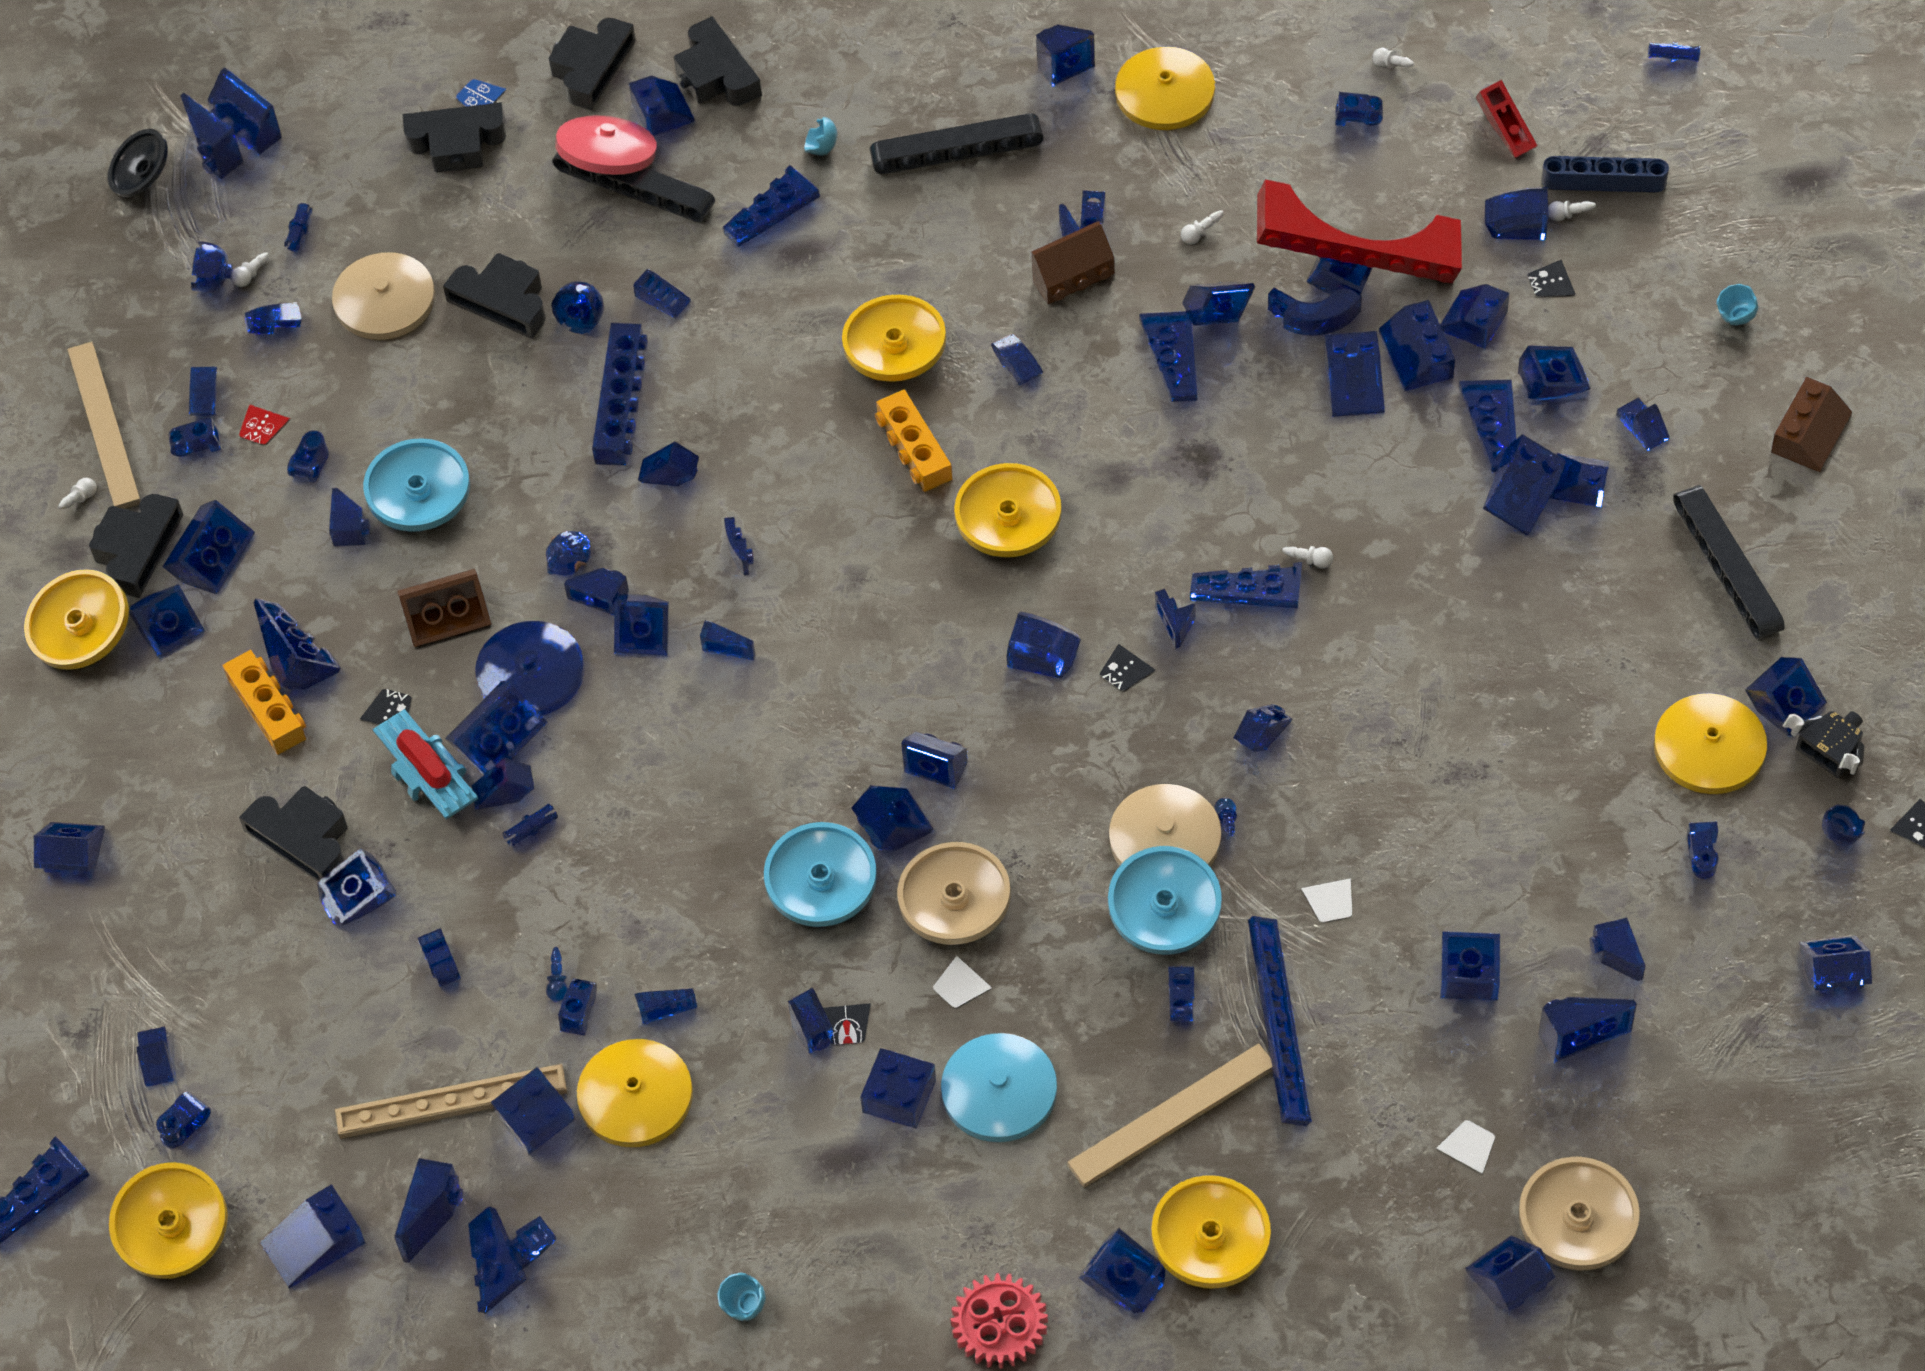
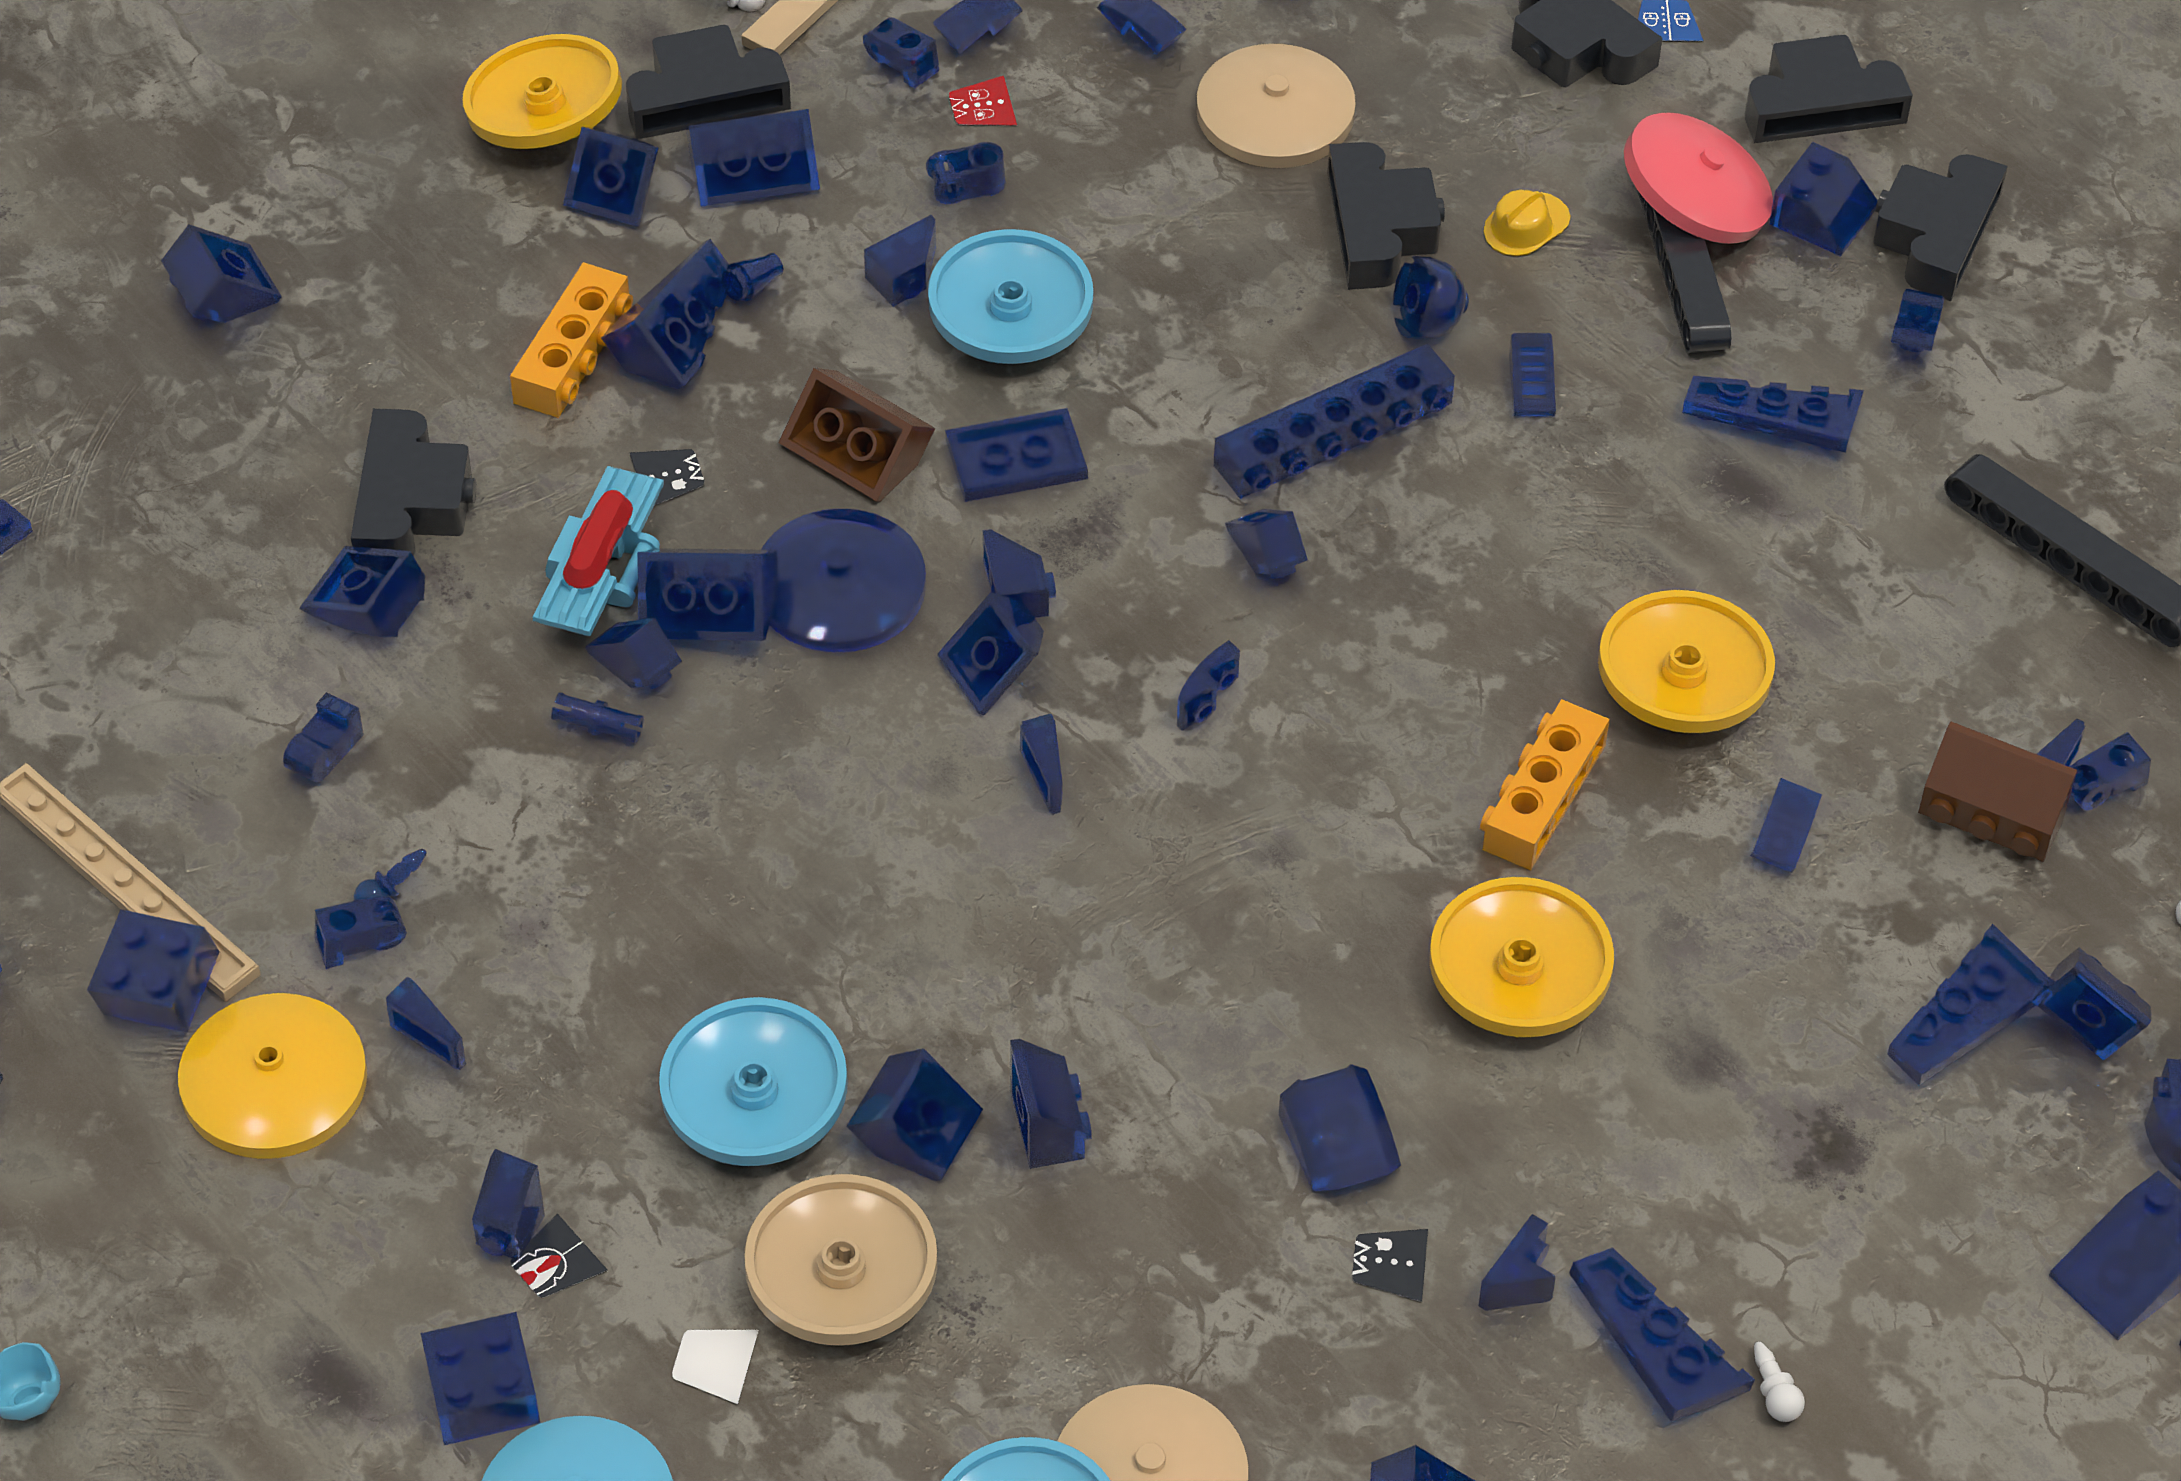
camera: 50 degrees right, 5 degrees down
(292, 596) = (749, 277): none -> clear blue cone
(515, 545) = (1016, 454): none -> clear blue tile
(558, 237) = (1525, 222): none -> yellow piece
(567, 553) = (1045, 512): clear blue hair -> none
(768, 116) = (1917, 320): none -> clear blue bracket
(821, 139) = (1937, 398): medium azure hair -> none

